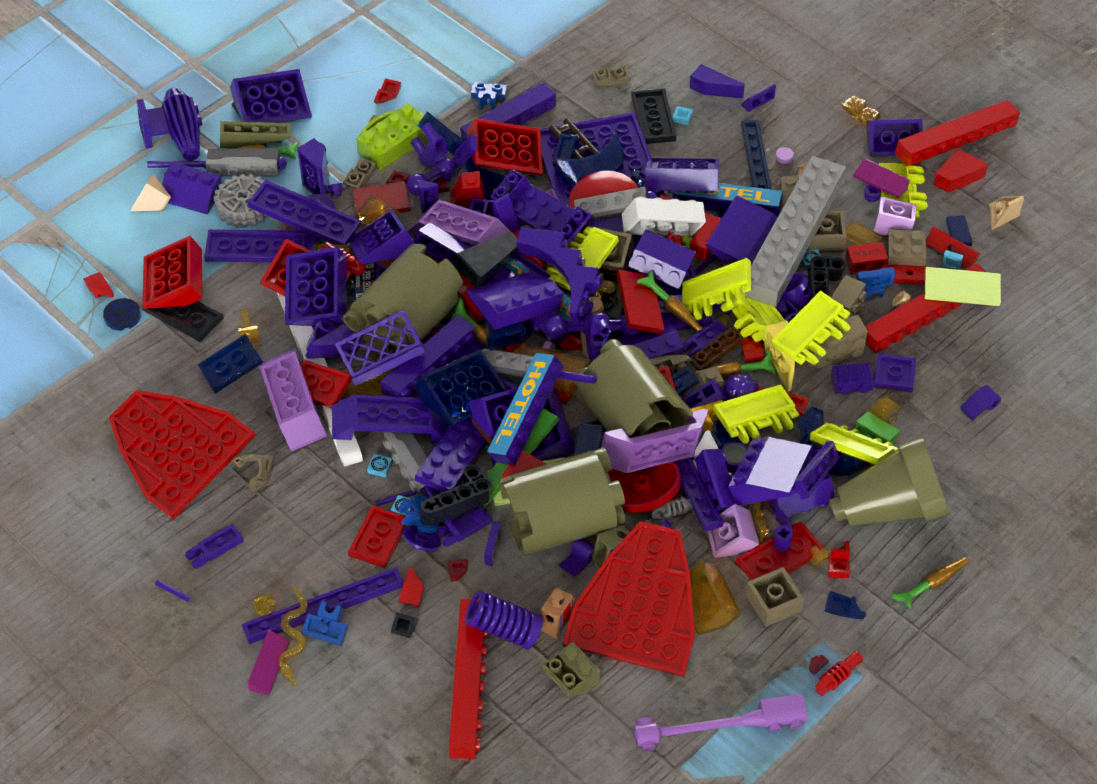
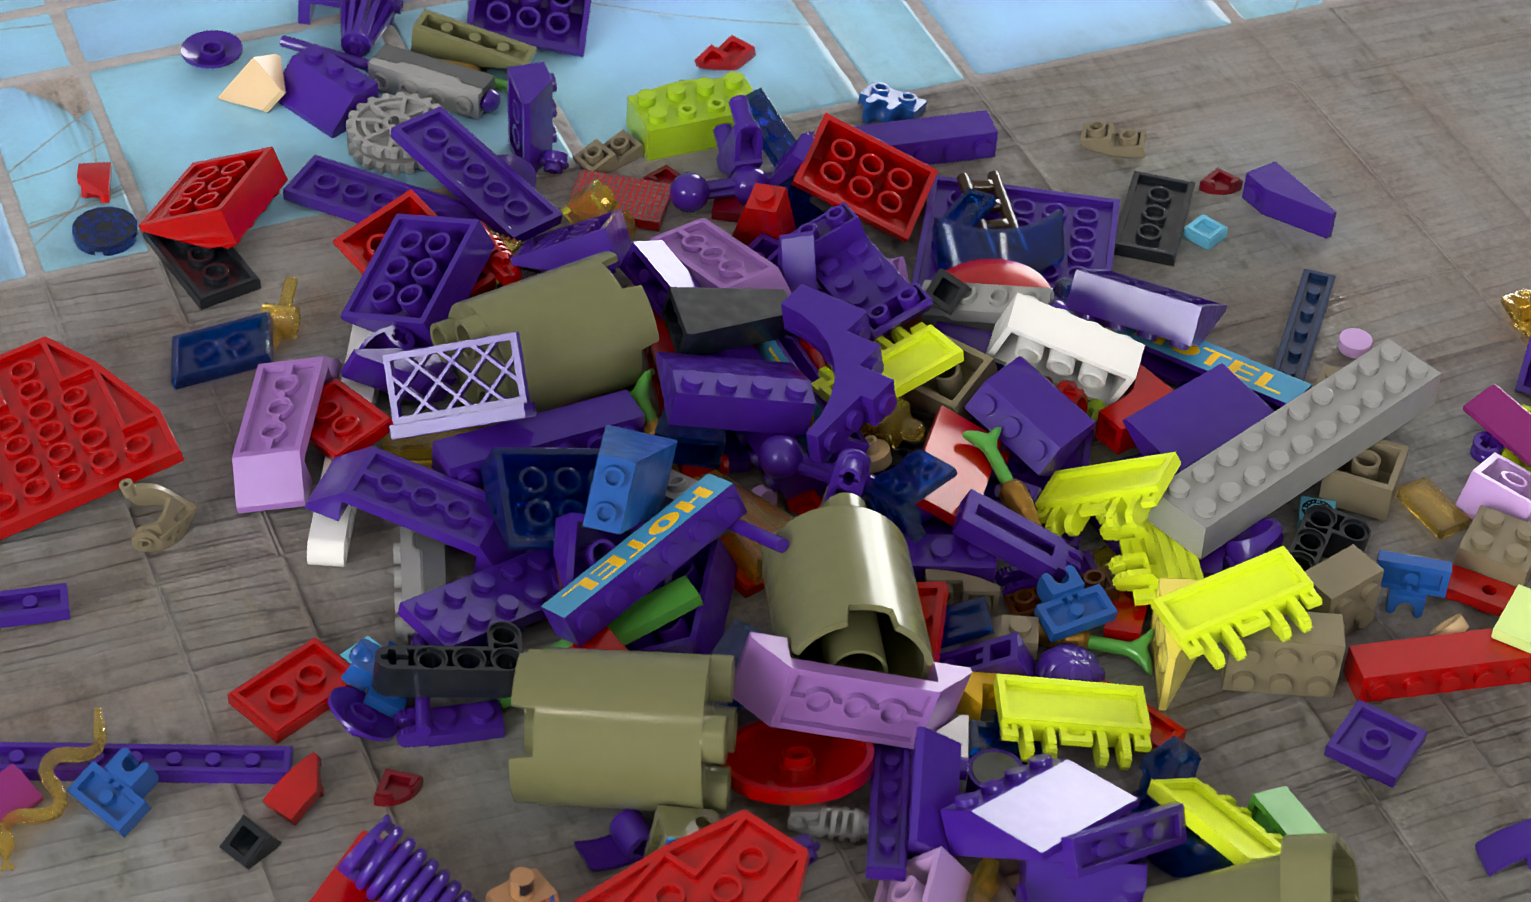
camera: 20 degrees right, 10 degrees down
(112, 183) = (211, 49): none -> dark purple dish
(264, 604) = (36, 724): clear yellow tile -> none
(379, 465) = (367, 582): medium azure tile -> none
(393, 498) = (352, 640): dark purple piece -> none
(427, 194) = (693, 202): dark purple slope -> none
(492, 543) = (479, 766): dark purple tile -> none
(495, 370) = (628, 479): none -> blue slope
(590, 204) = (946, 291): none -> black slope
(628, 321) = (906, 484): none -> clear blue bracket
(676, 83) = (1220, 183): none -> dark red tile
(687, 329) = (1013, 537): none -> dark purple hinge
(728, 355) = (1069, 607): none -> blue plate
(759, 98) = (1356, 244): dark purple slope -> none
(852, 378) = (1288, 724): dark purple brick -> none
(865, 257) = (1420, 536): red brick -> none
(885, 409) = (1321, 796): clear yellow brick -> none

